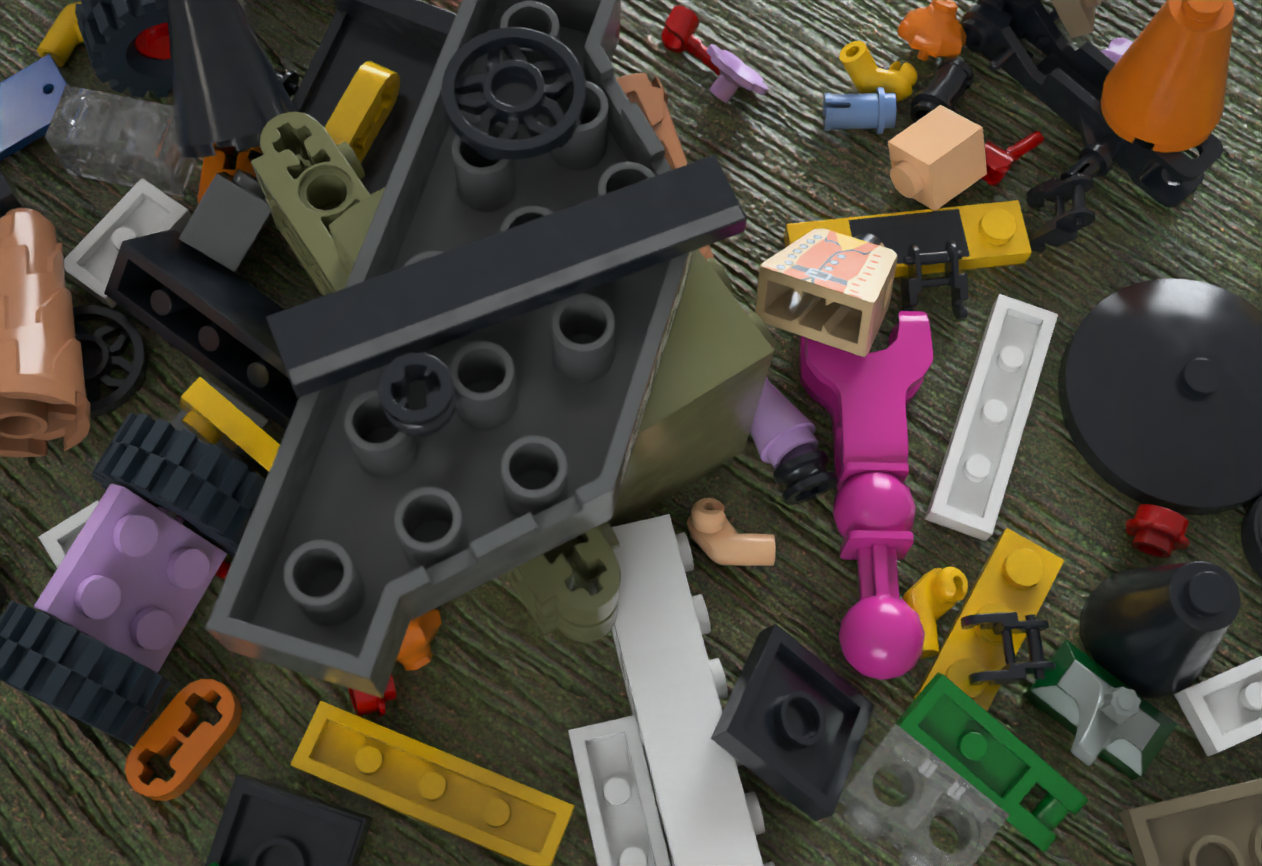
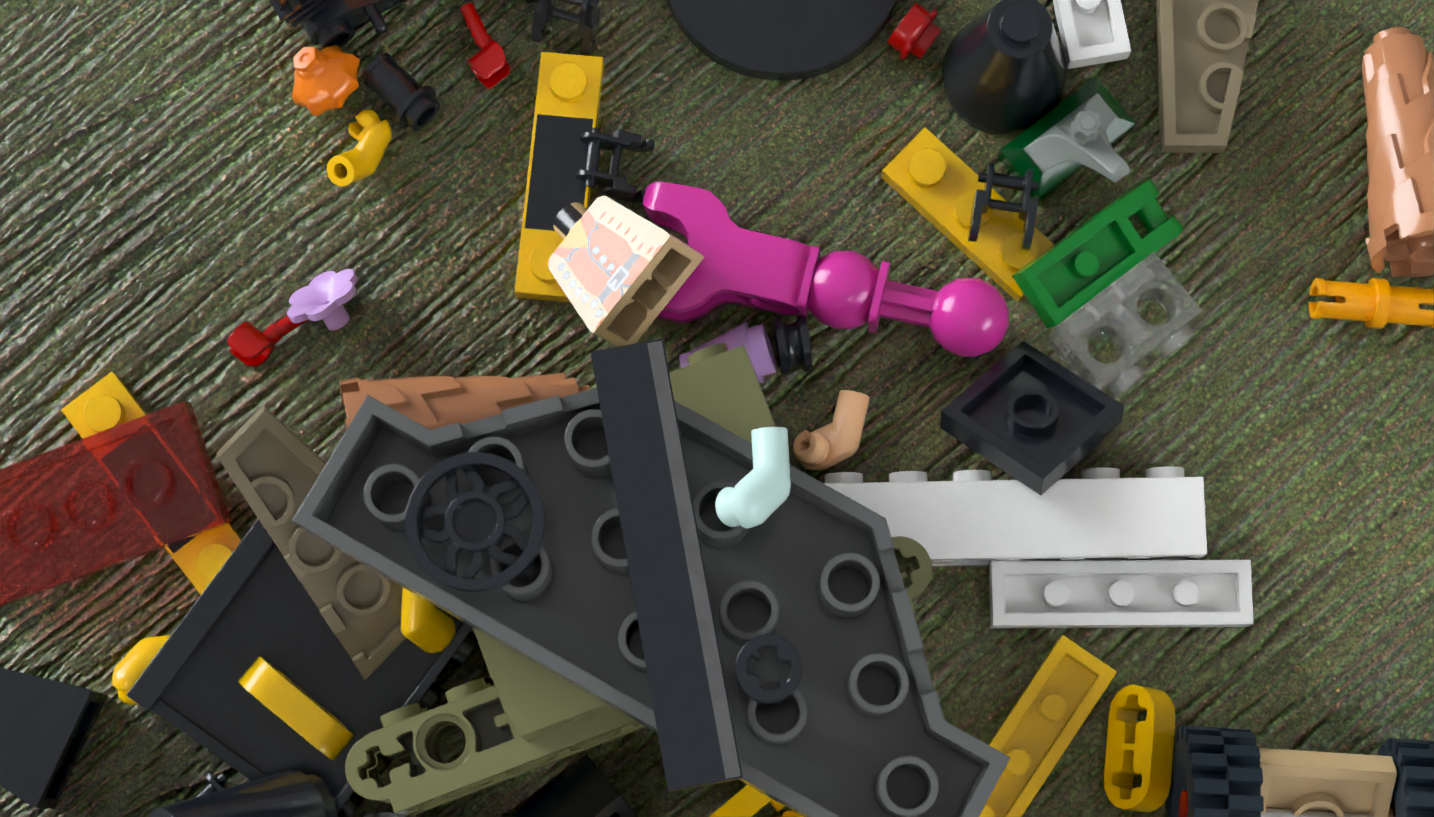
camera: 70 degrees left, 10 degrees up
(616, 351) = (763, 487): none -> light aqua arm
(860, 111) = (399, 178): medium blue pin -> none
(932, 598) = (934, 261): yellow arm -> none
(937, 157) = (481, 120): light nougat brick -> none
(992, 418) = (767, 148): white plate -> none

